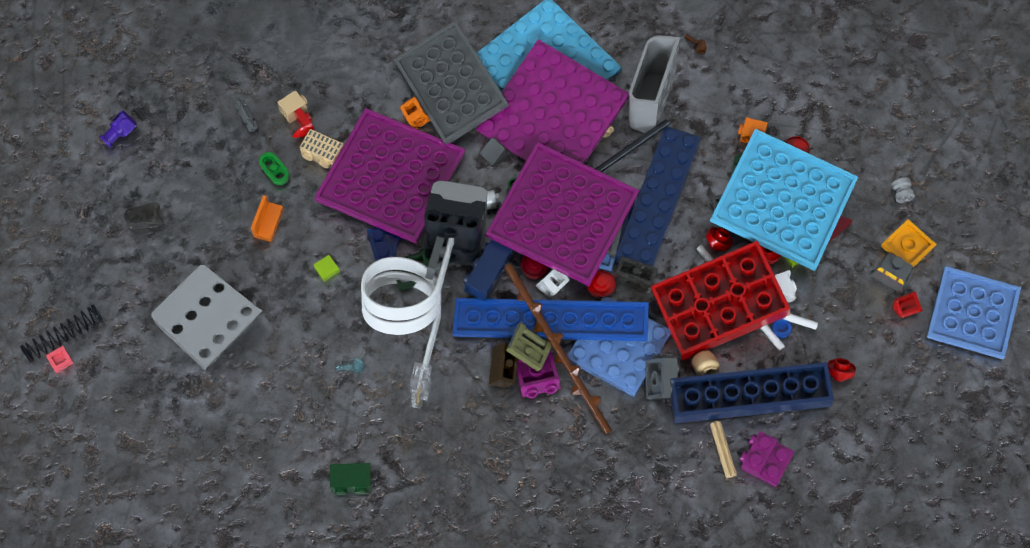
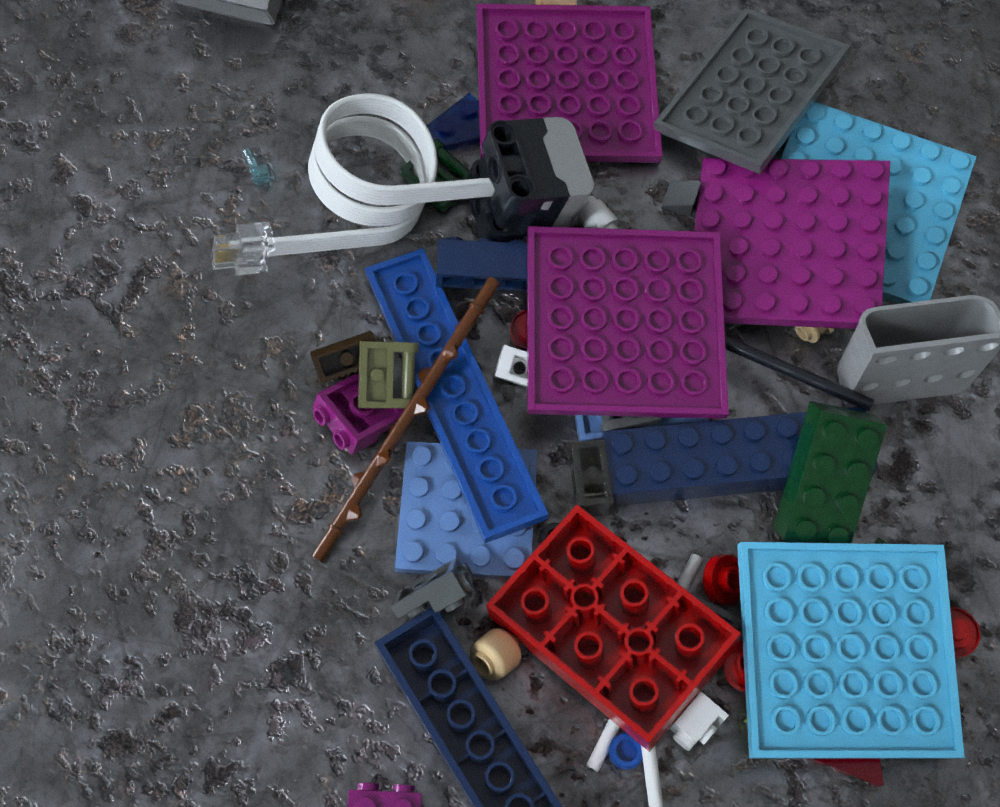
camera: 60 degrees right, 0 degrees up
(326, 268) = (387, 72): lime tile -> none
(351, 478) = (84, 239): dark green brick -> none
(415, 113) = (677, 68): orange brick -> none
(434, 264) = (444, 169): dark grey wing -> none
(602, 285) = (551, 438): red plate -> none
(696, 160) = (829, 475): none -> dark green brick
(723, 449) = (368, 749): tan axle -> none
(747, 129) = (951, 538): orange brick -> none

